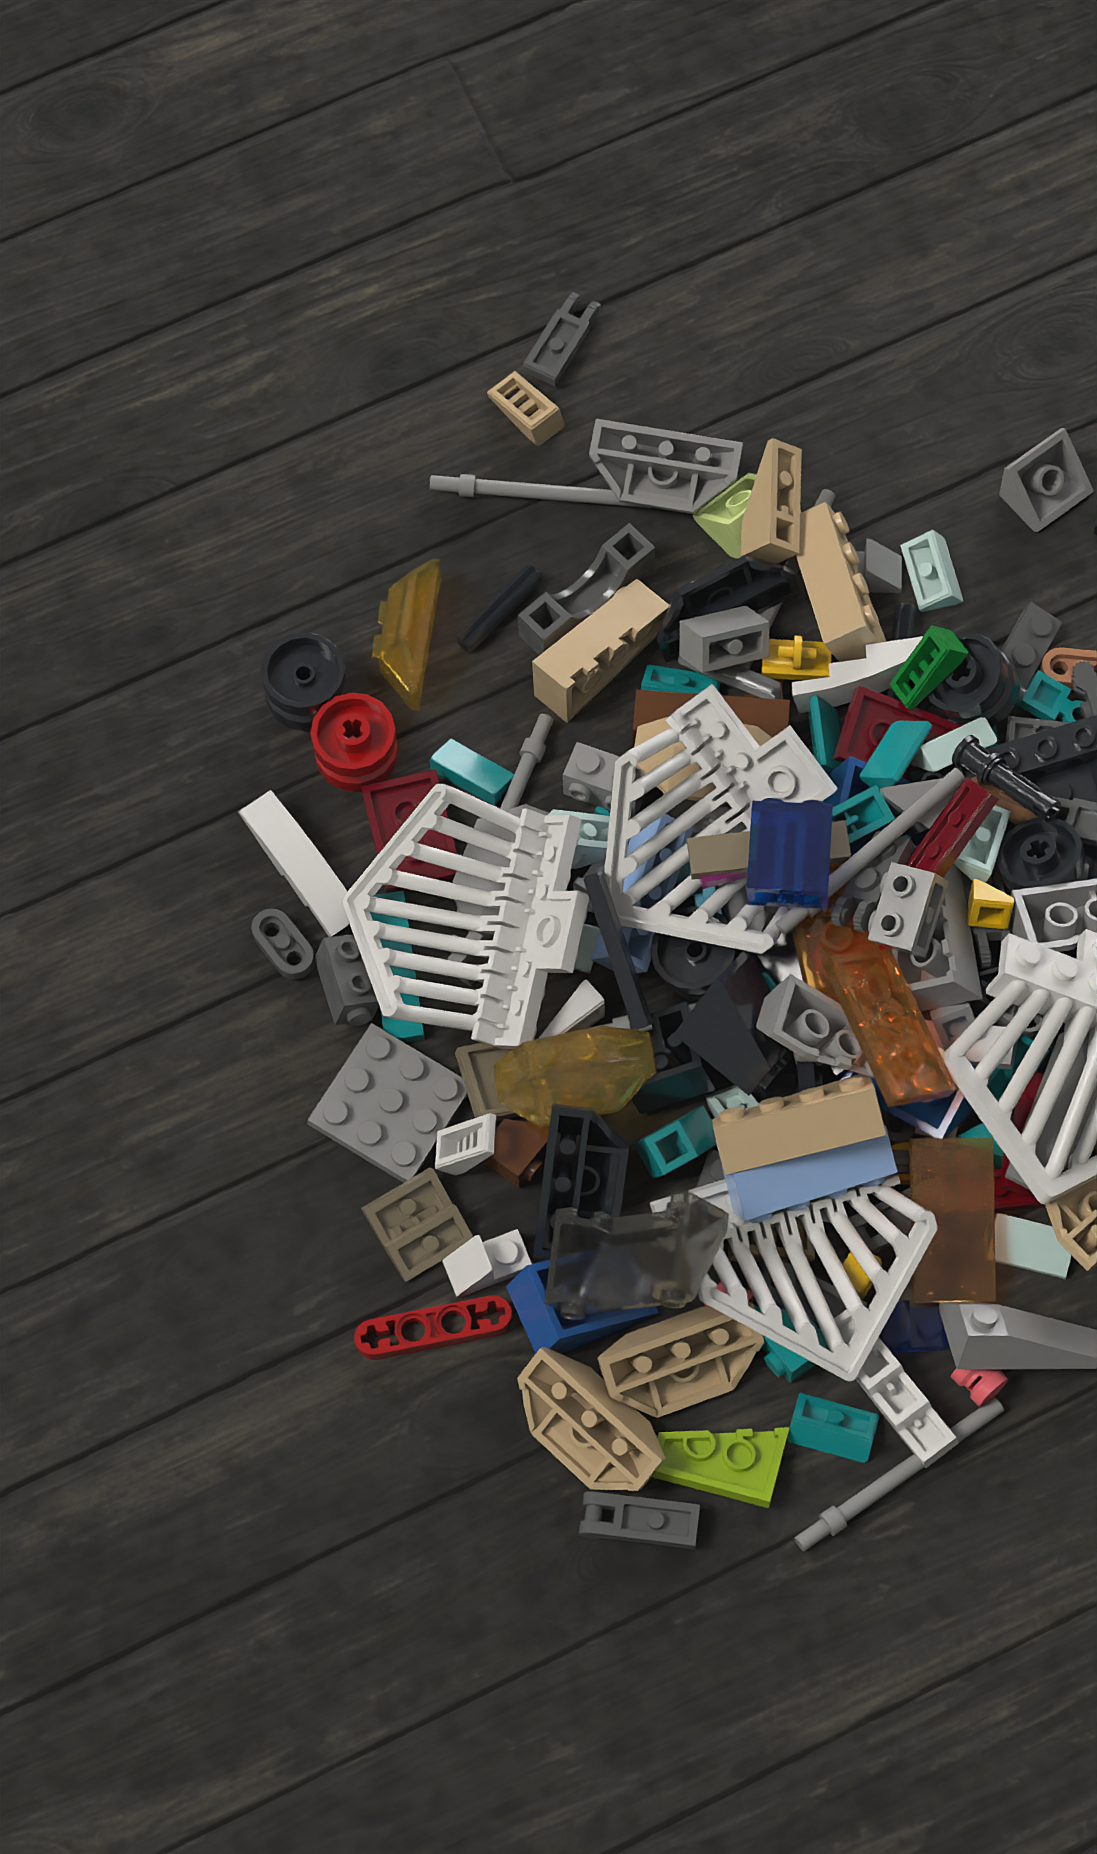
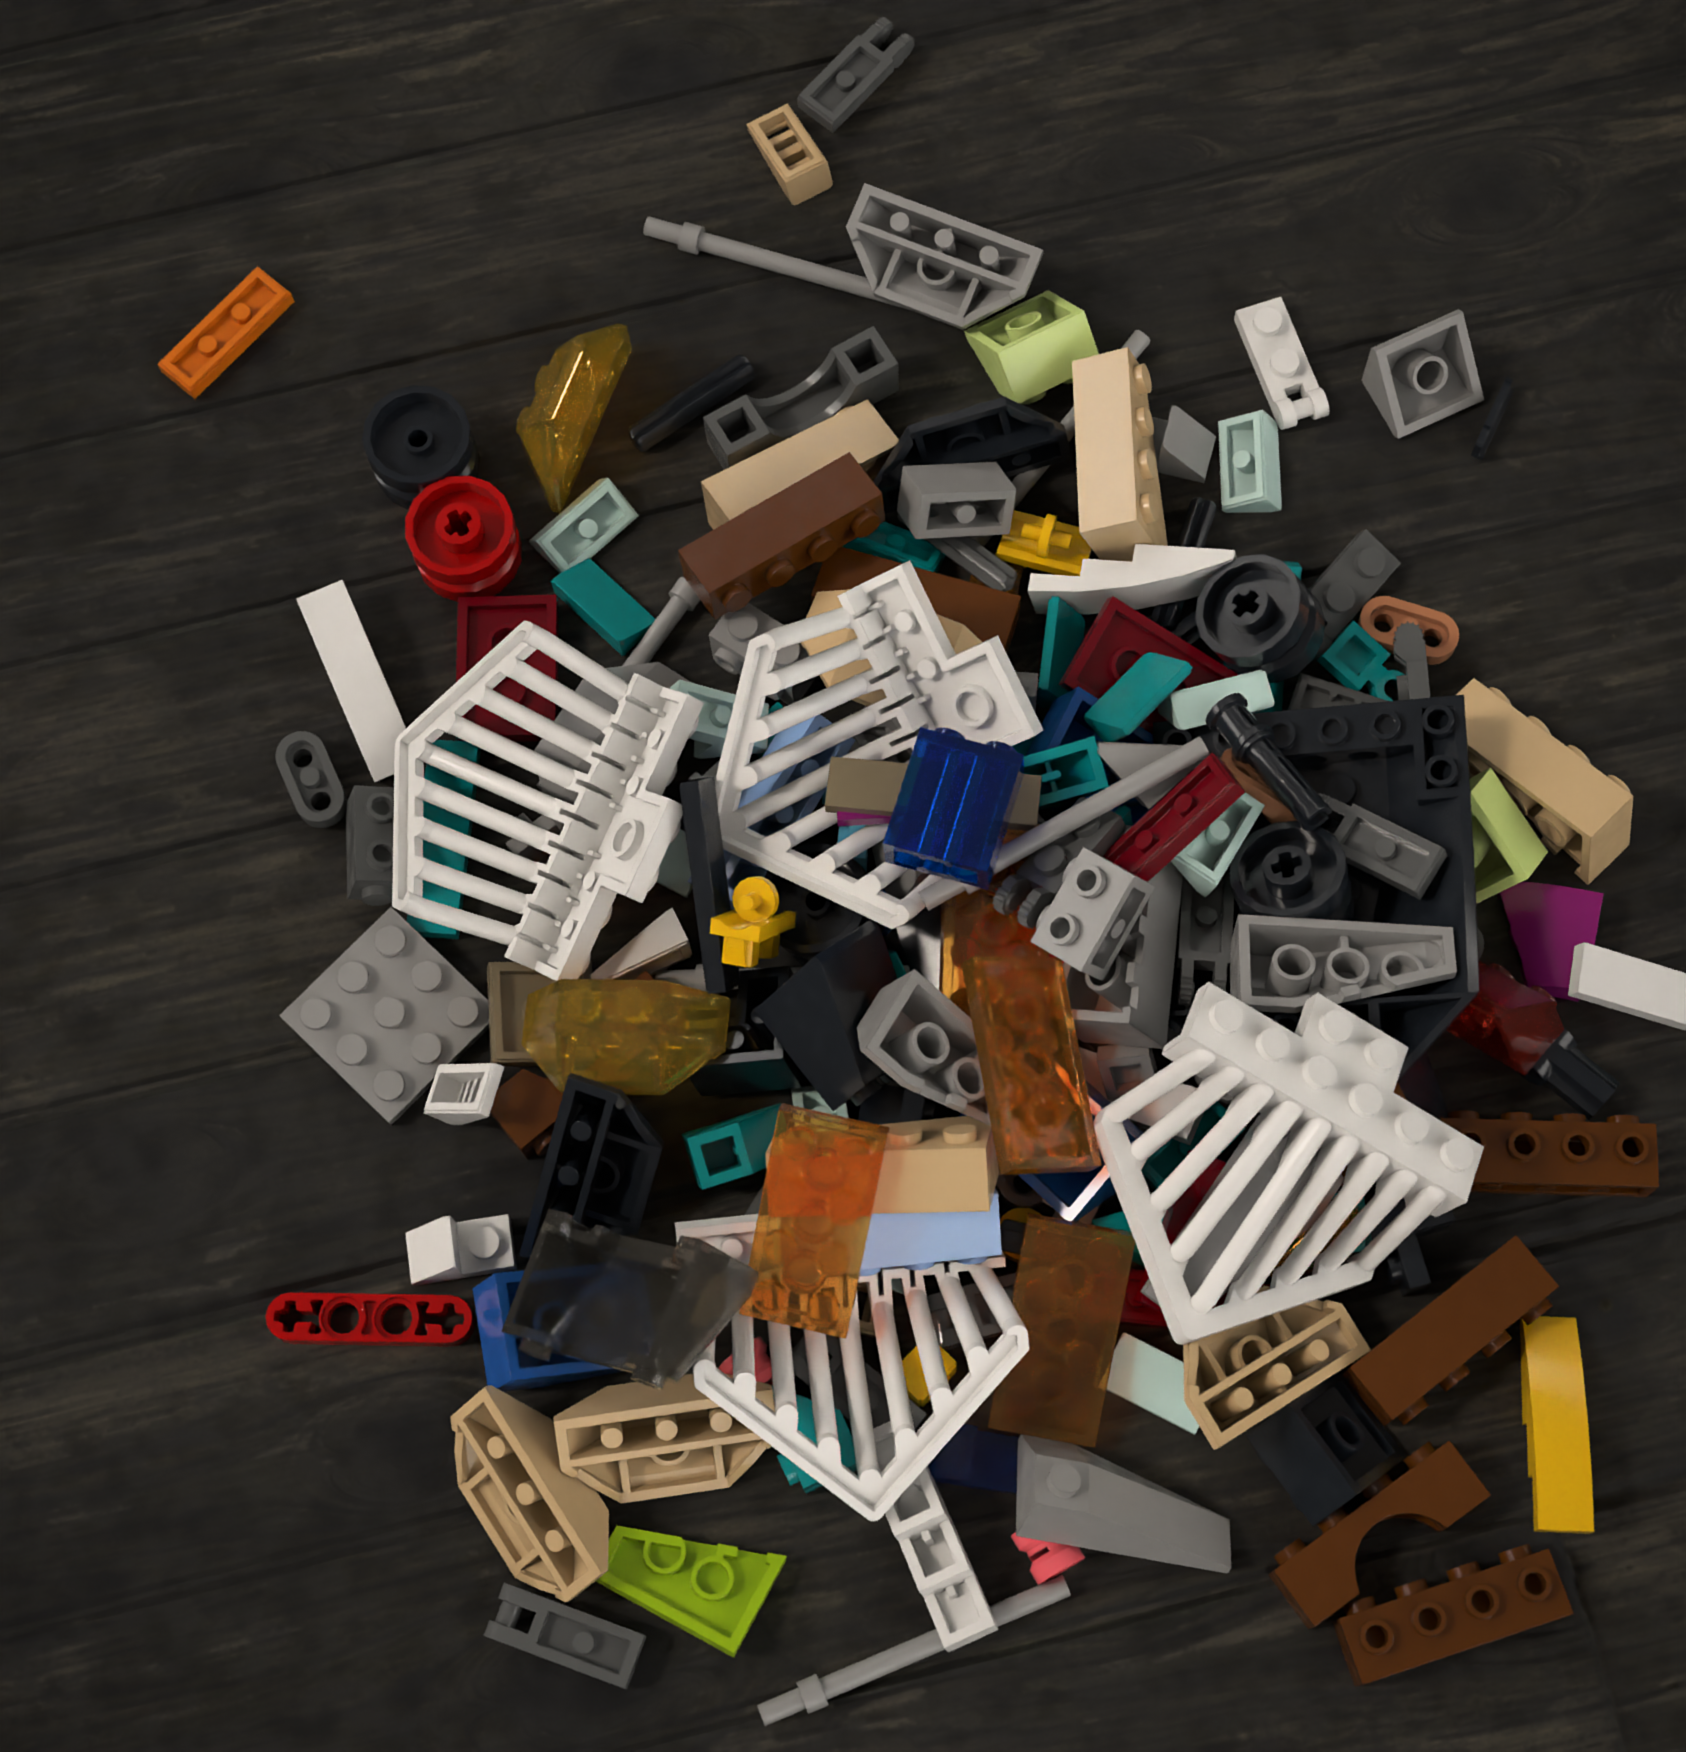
camera: 15 degrees right, 5 degrees up
(124, 625) = (226, 332): none -> orange tile
(417, 1224) = (385, 1179): dark tan slope -> none
(440, 715) = (584, 526): none -> light aqua slope
(603, 689) = (782, 536): none -> reddish brown brick
(656, 973) = (752, 928): none -> yellow hips
(760, 1169) = (815, 1219): none -> clear orange plate
(773, 510) = (1060, 340): tan slope -> none
(832, 1428) = (844, 1566): teal slope -> none
(936, 493) = (1280, 362): none -> white plate
(947, 655) = (1235, 579): green slope -> none
(988, 906) = (1203, 928): yellow slope -> none

